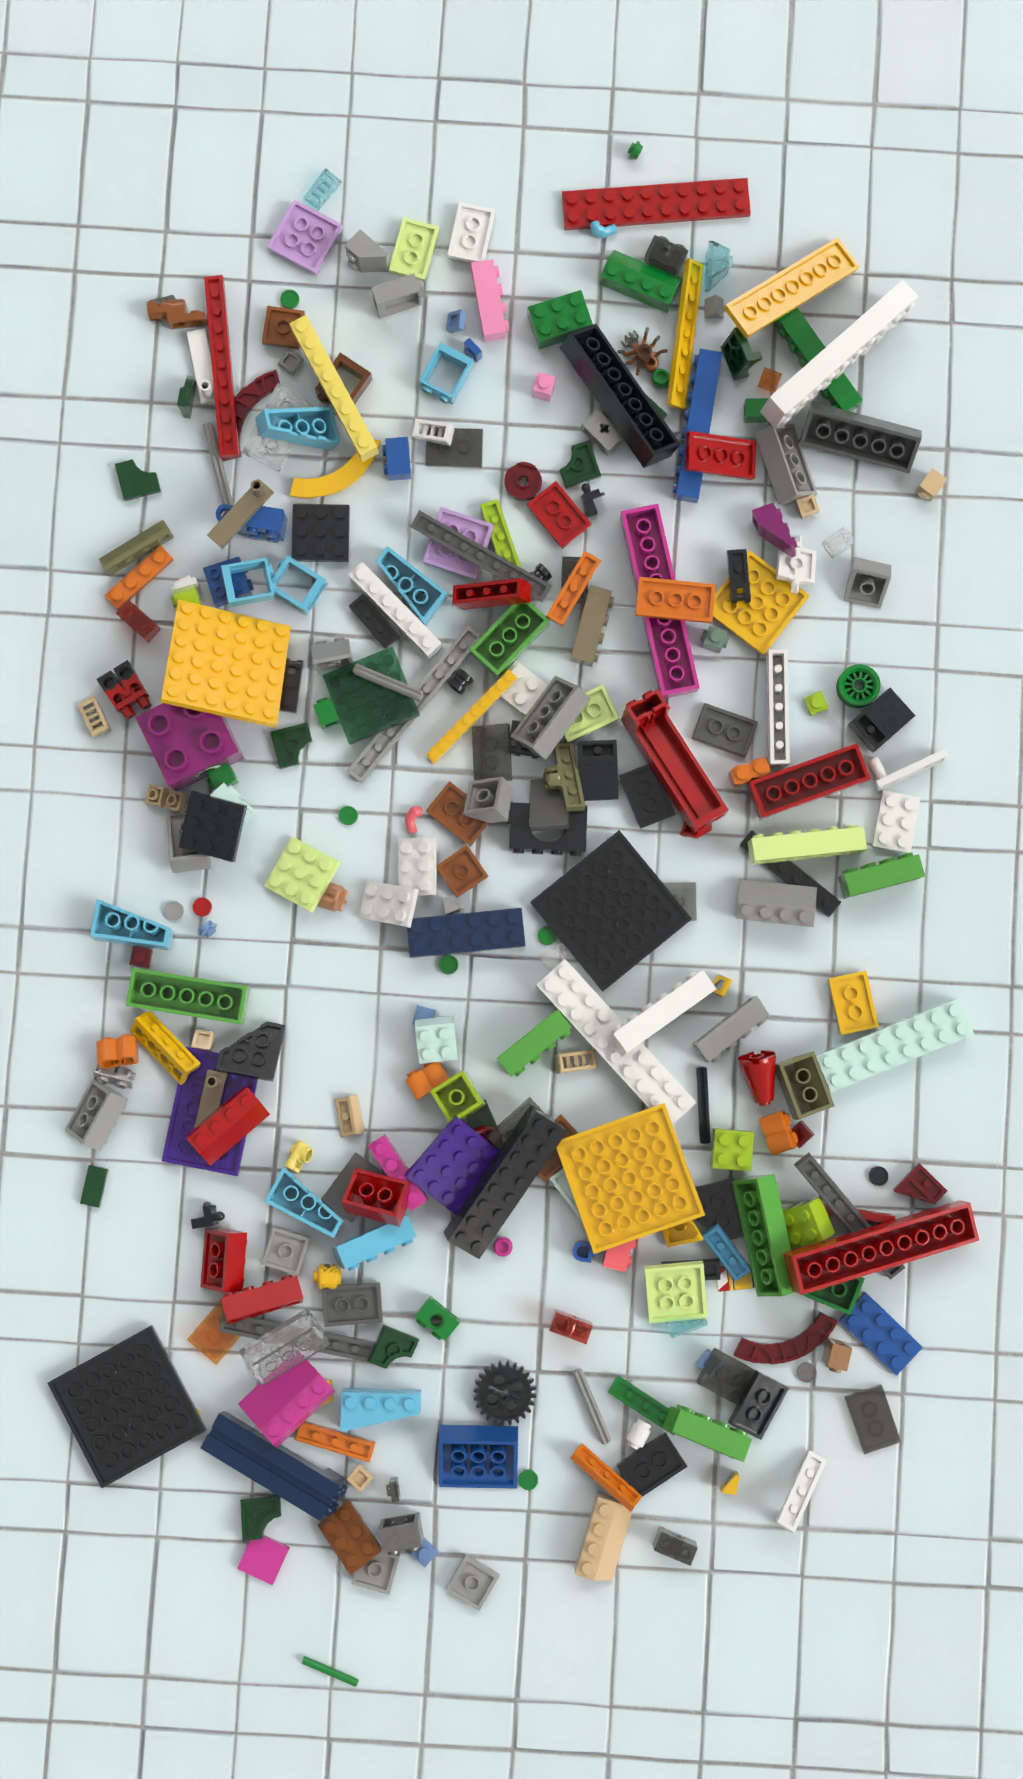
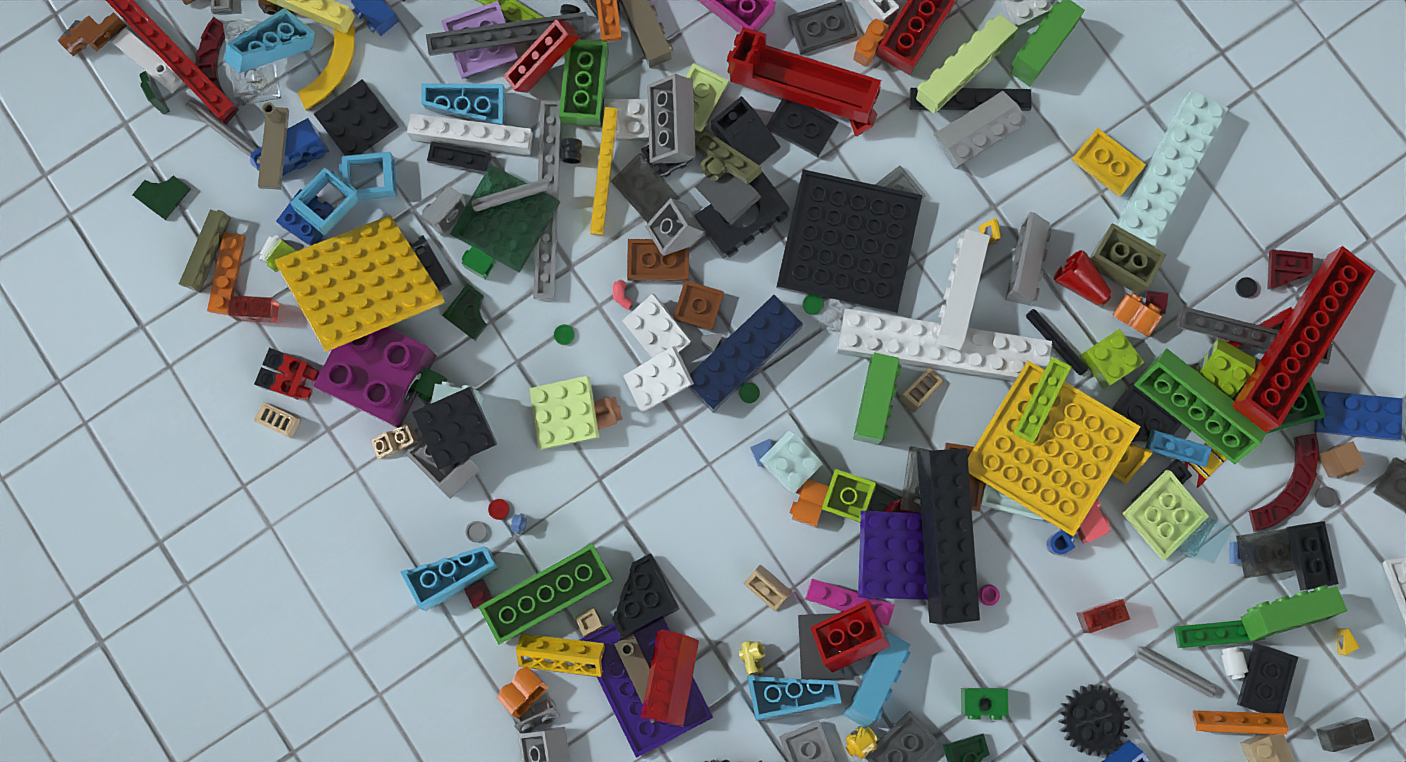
camera: 35 degrees left, 5 degrees down
(649, 1140) = (1042, 400): none -> lime plate

